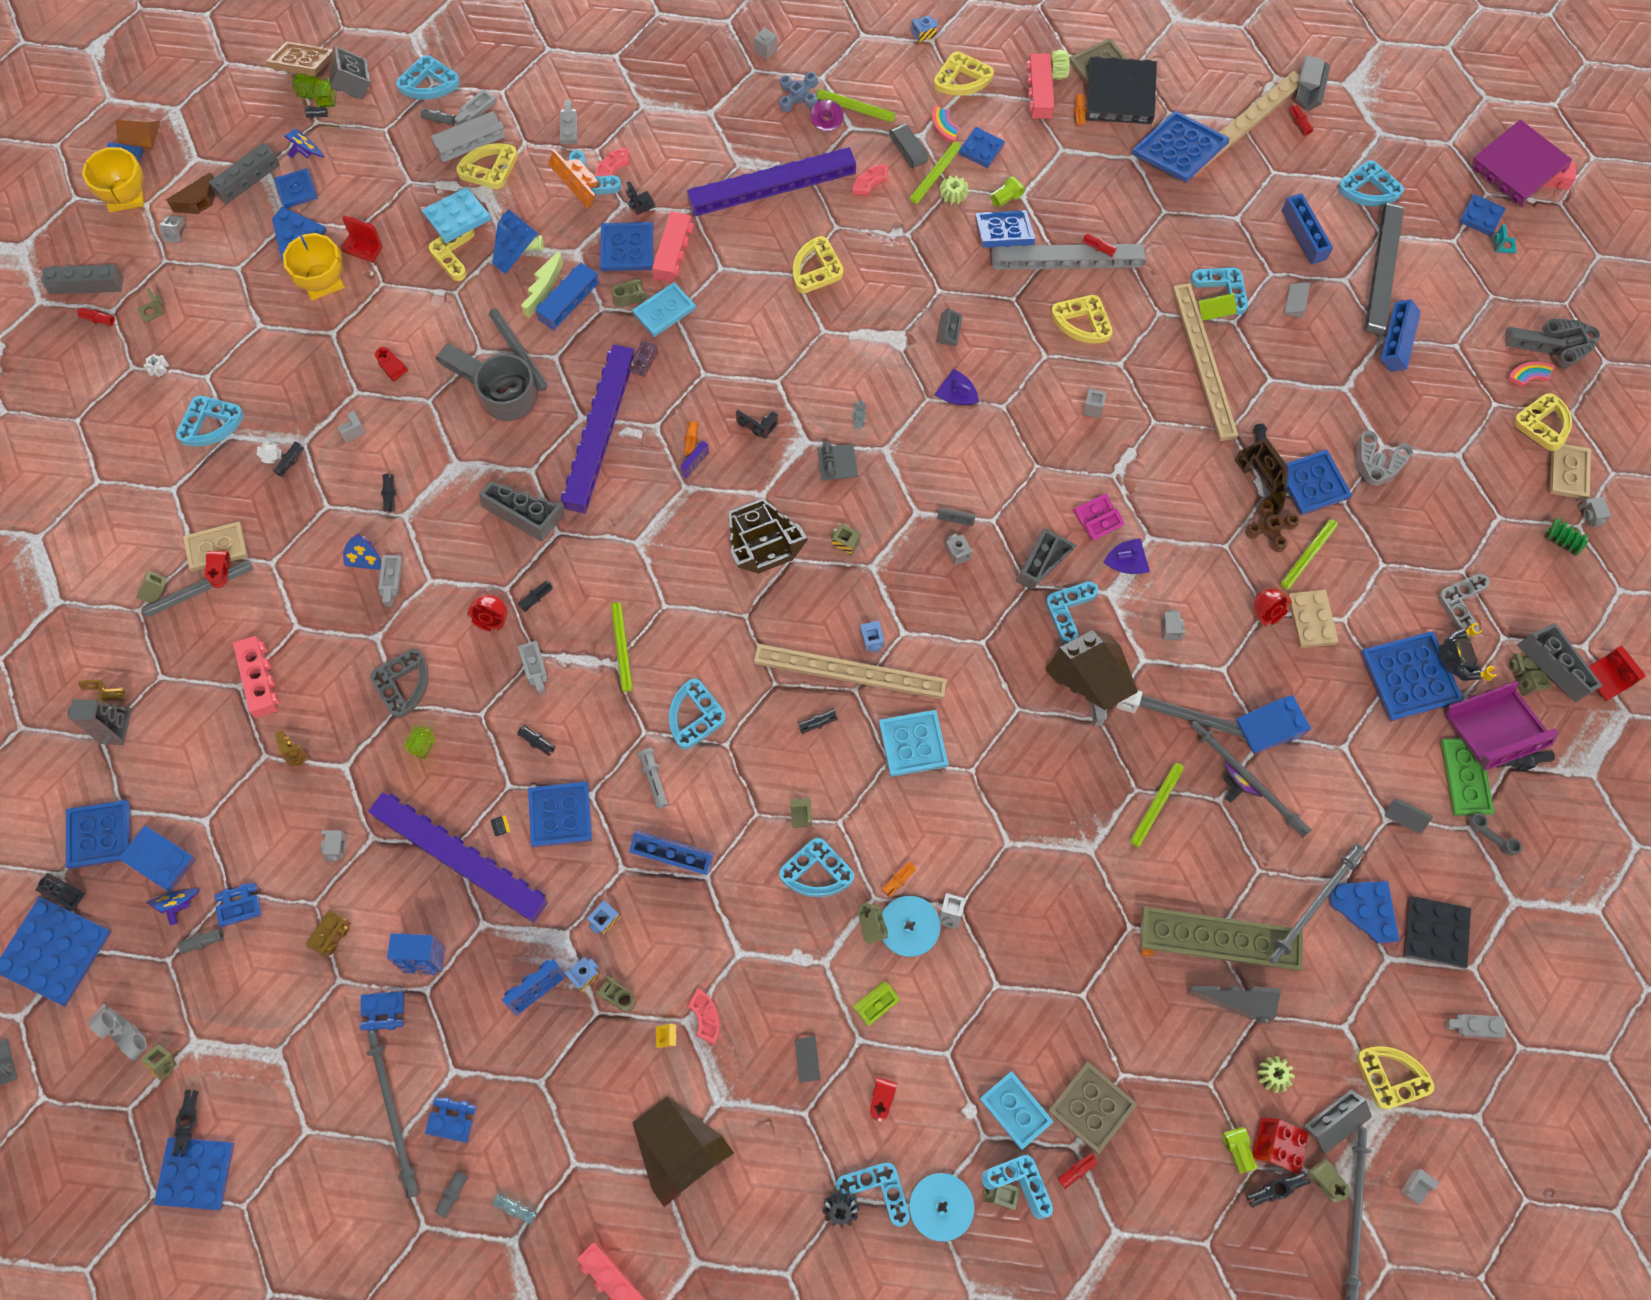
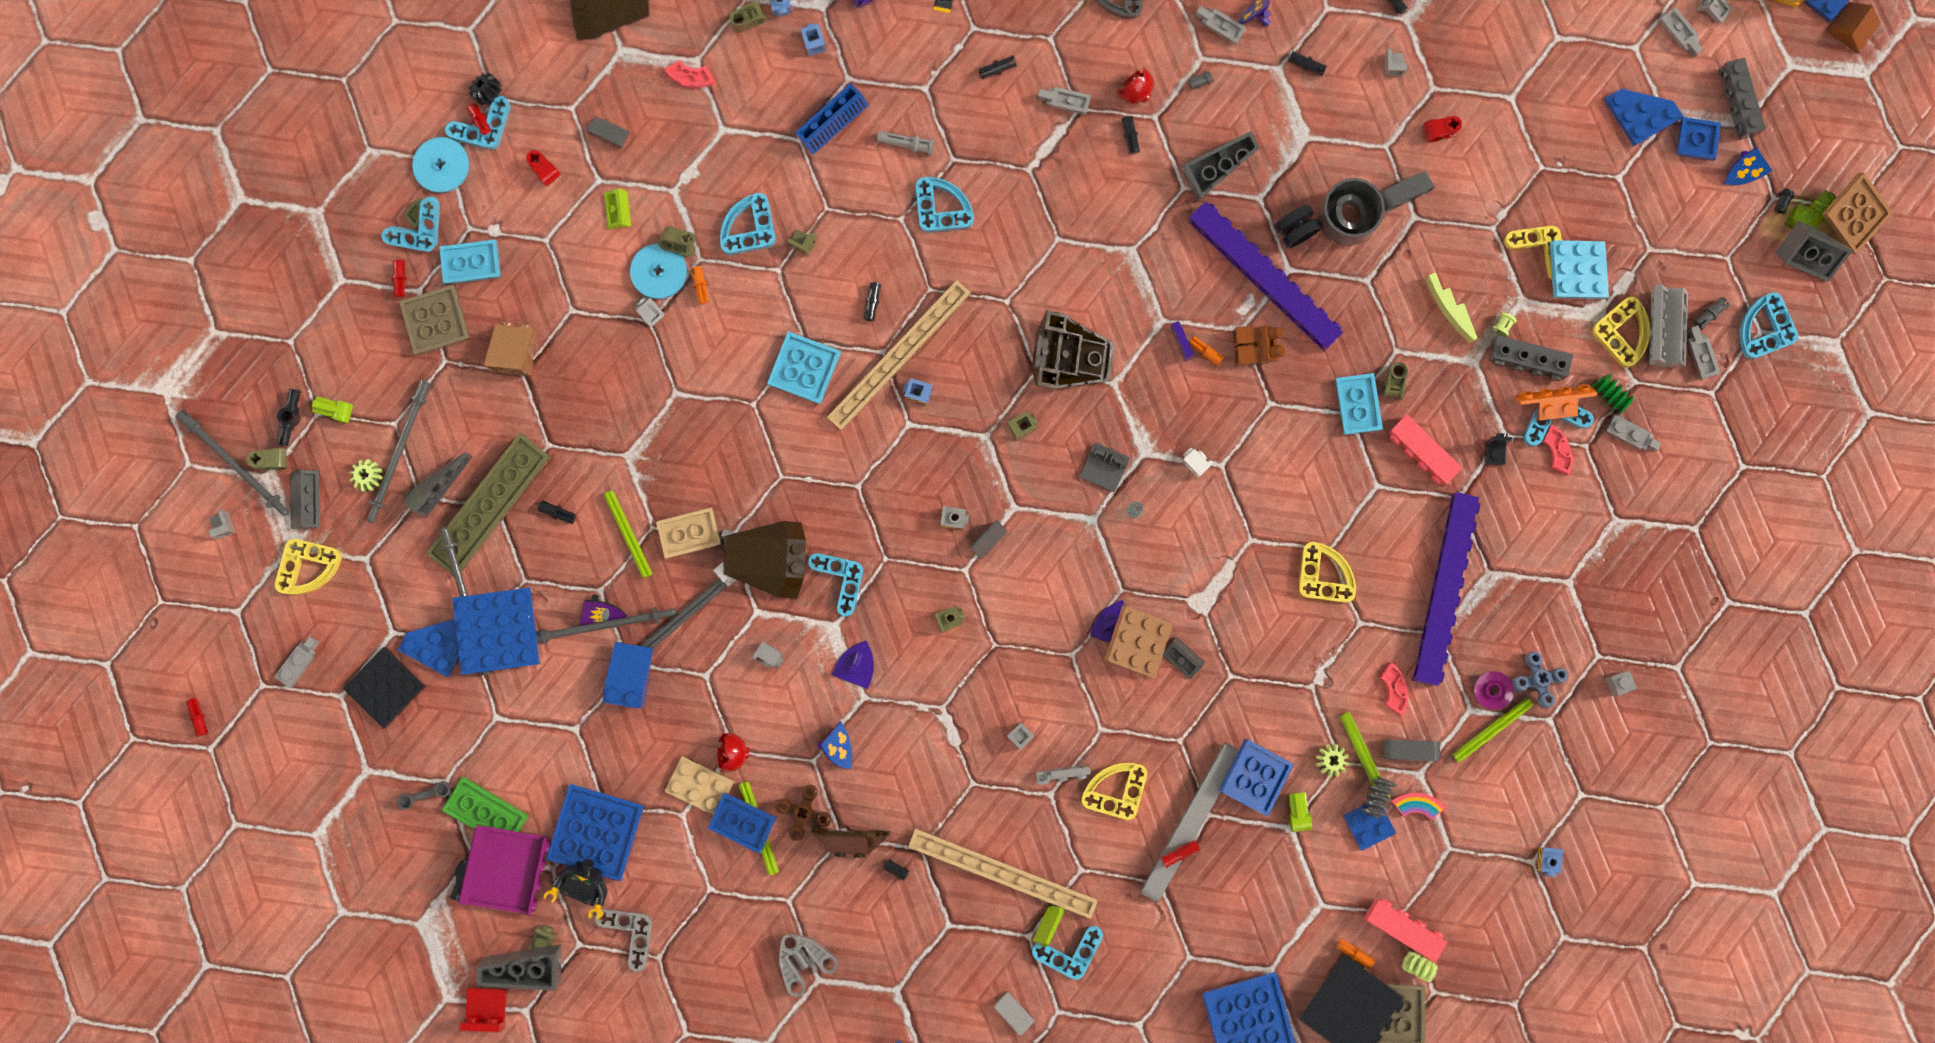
camera: 130 degrees right, 15 degrees up
(194, 197) = (1740, 43): reddish brown slope -> none
(206, 240) = (1681, 31): none -> light grey hinge
(316, 268) = (1587, 105): yellow plate -> none
(362, 239) = (1596, 168): red bracket -> none
(448, 565) = (1200, 80): none -> dark grey pin
(511, 240) = (1517, 304): blue plate -> none
(517, 347) = (1393, 250): dark grey axle -> none
(542, 420) = (1298, 226): none -> black wheel
(544, 145) = (1613, 393): none -> green piece
(550, 213) = (1531, 358): none -> dark grey brick
(559, 814) = (921, 52): blue plate -> none
(567, 296) = (1425, 323): blue brick -> none
(621, 647) = (1040, 181): lime axle -> none
(627, 246) = (1450, 409): blue plate -> none
(643, 358) = (1314, 355): leg -> none
(662, 403) = (1265, 345): none -> dark orange hips
(666, 1036) = (692, 36): yellow plate -> none
(764, 429) = (1179, 426): black bracket -> none
(789, 395) = (1196, 462): none -> white brick
(874, 1195) = (478, 119): none -> red axle
(959, 66) = (1488, 859): light yellow beam -> none
(960, 141) = (1378, 798): none -> dark grey piece
(961, 358) = (1138, 641): none -> medium nougat plate
(1041, 506) = (942, 620): none -> olive brick
(1043, 558) = (896, 583): dark grey wedge -> none
(1071, 1010) = (511, 349): none -> medium nougat slope
(1098, 359) = (1061, 774): none -> light grey hinge
(1098, 517) = (909, 664): dark pink slope -> none
(1120, 752) = (688, 533): none -> tan plate
(1174, 1072) = (418, 400): none -> dark grey bar
(1183, 877) = (557, 512): none -> black axle
(1204, 528) = (838, 747): none -> blue shield
(1280, 1144) = (316, 441): red bracket -> none
(1316, 483) = (821, 884): blue plate -> none
(1316, 563) = (742, 822): none -> blue plate
(1321, 857) = (496, 631): none -> blue plate
(1408, 815) = (486, 734): dark grey slope -> none
(1533, 682) = (521, 935): olive bracket -> none
(1593, 1086) = (197, 717): none -> red axle

